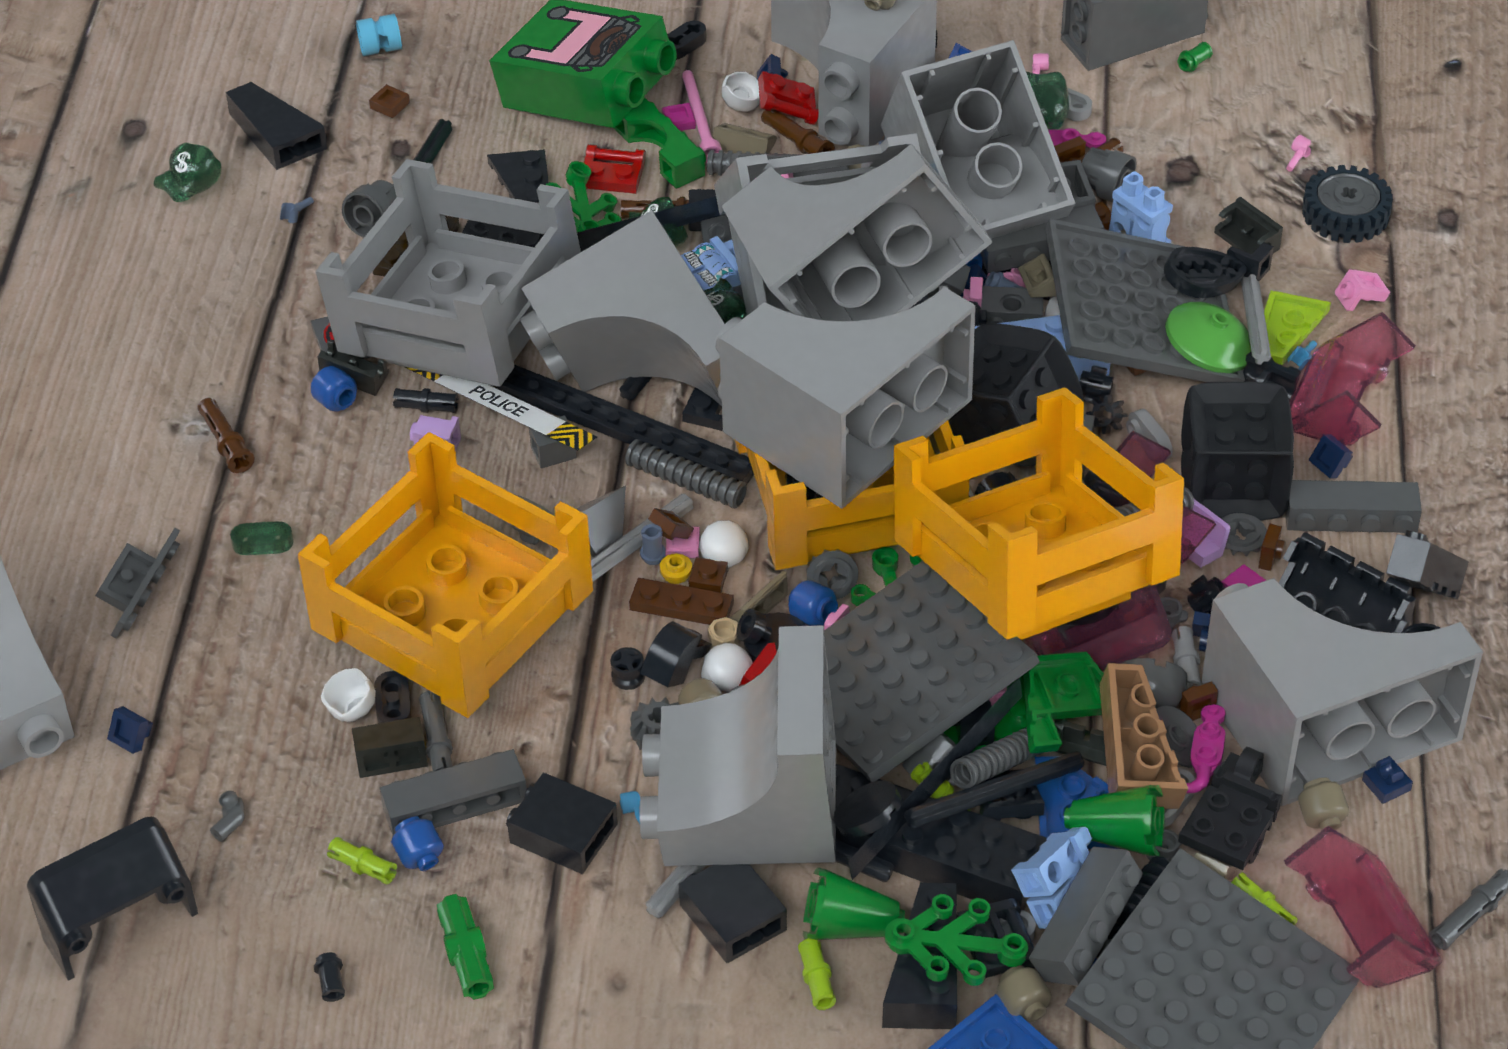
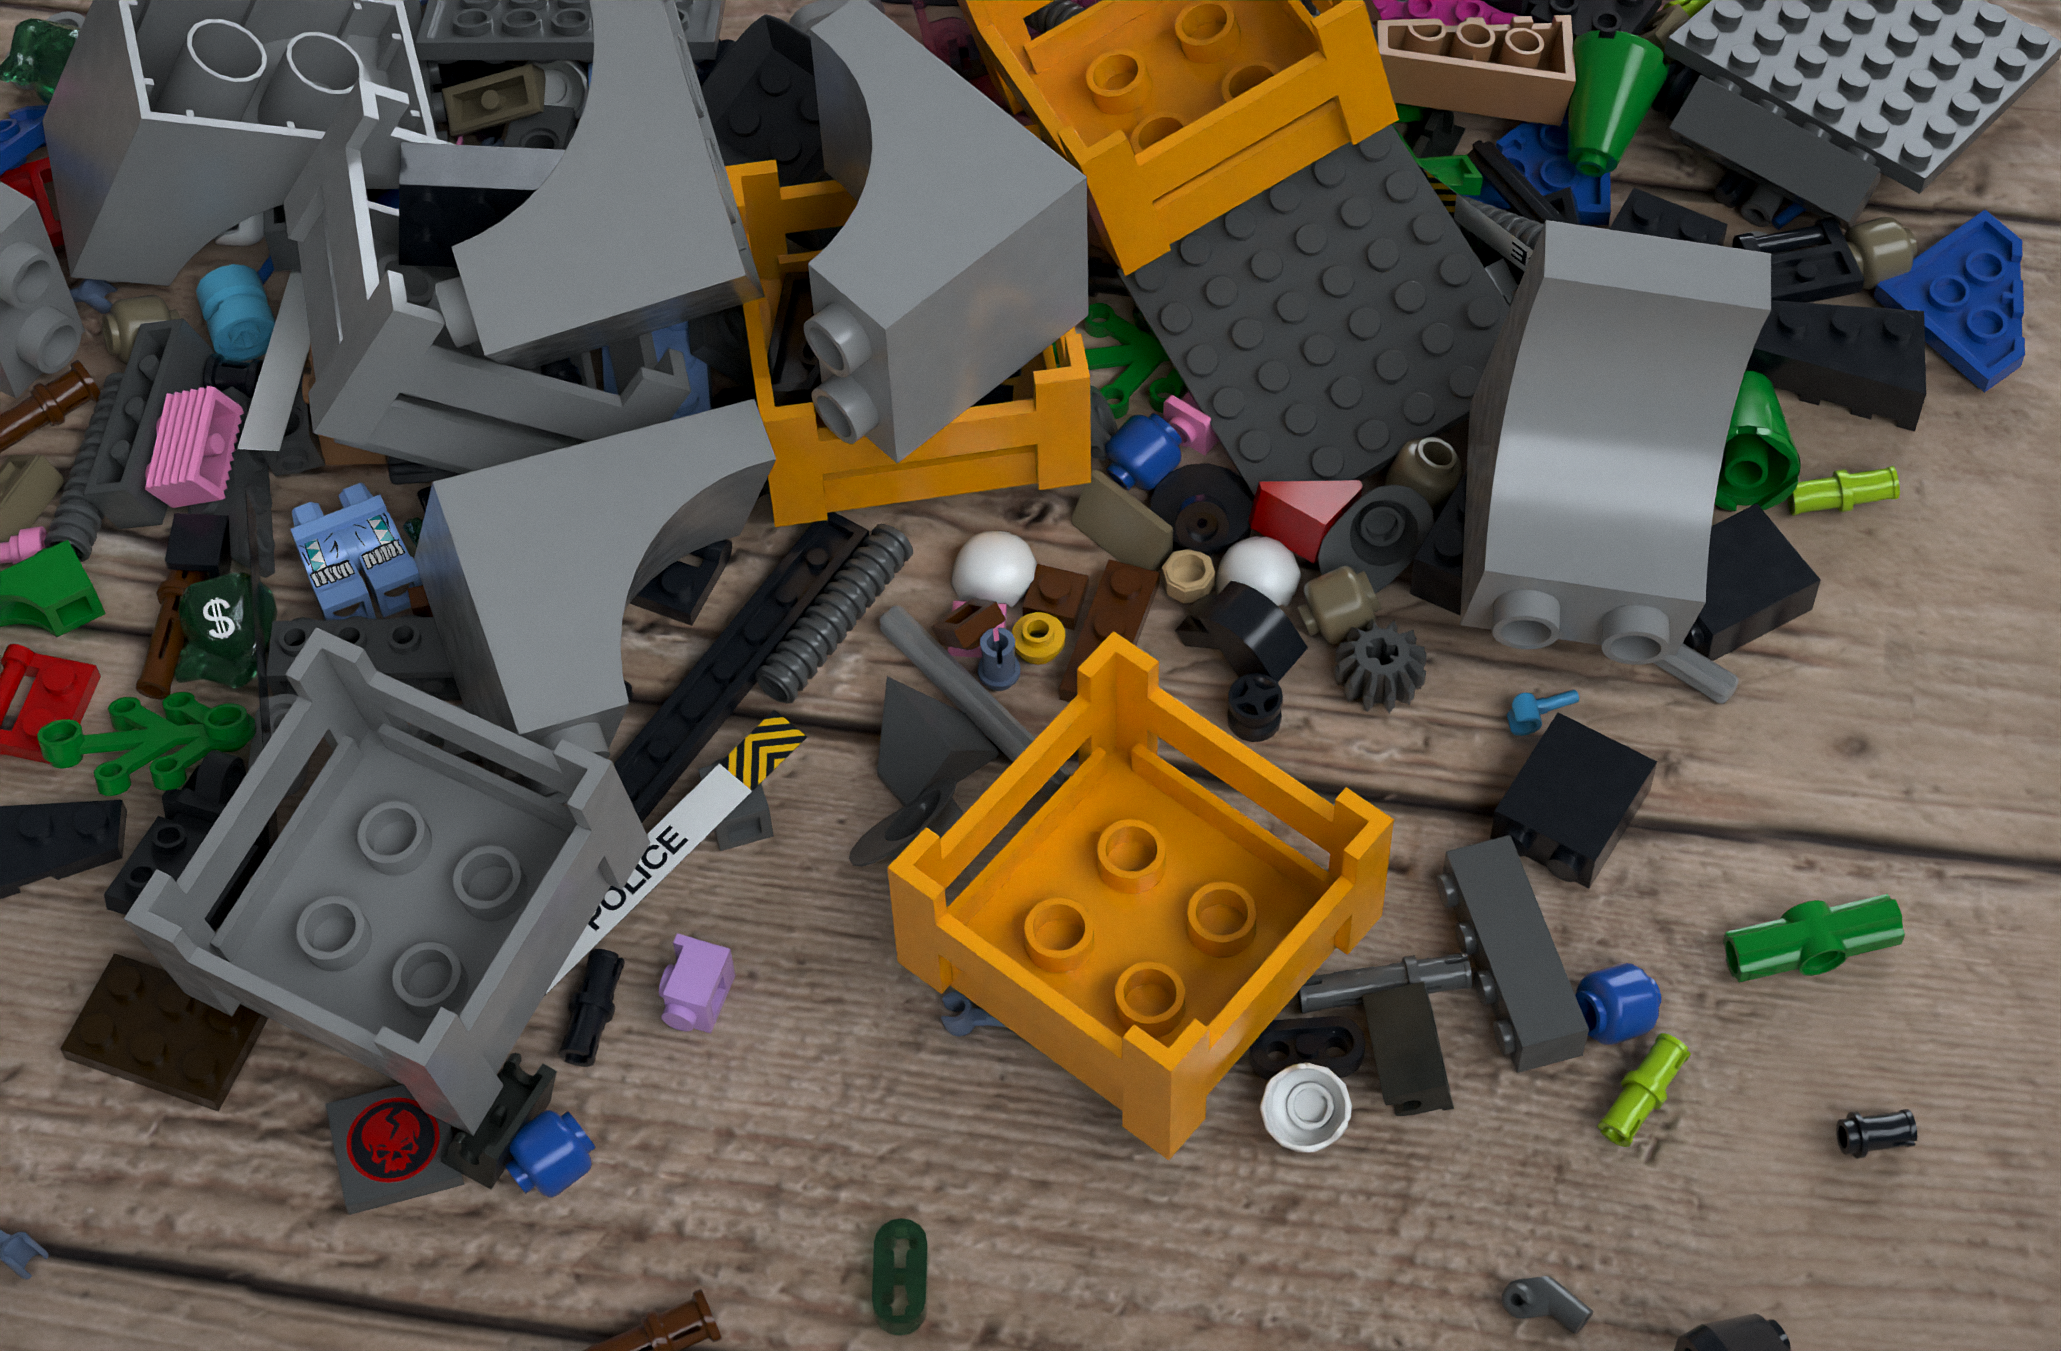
camera: 85 degrees left, 10 degrees up
(366, 205) = (70, 1089): dark grey piece -> none
(951, 941) = (1829, 346): green plant -> none
(1051, 872) = (1705, 182): light blue hips -> none

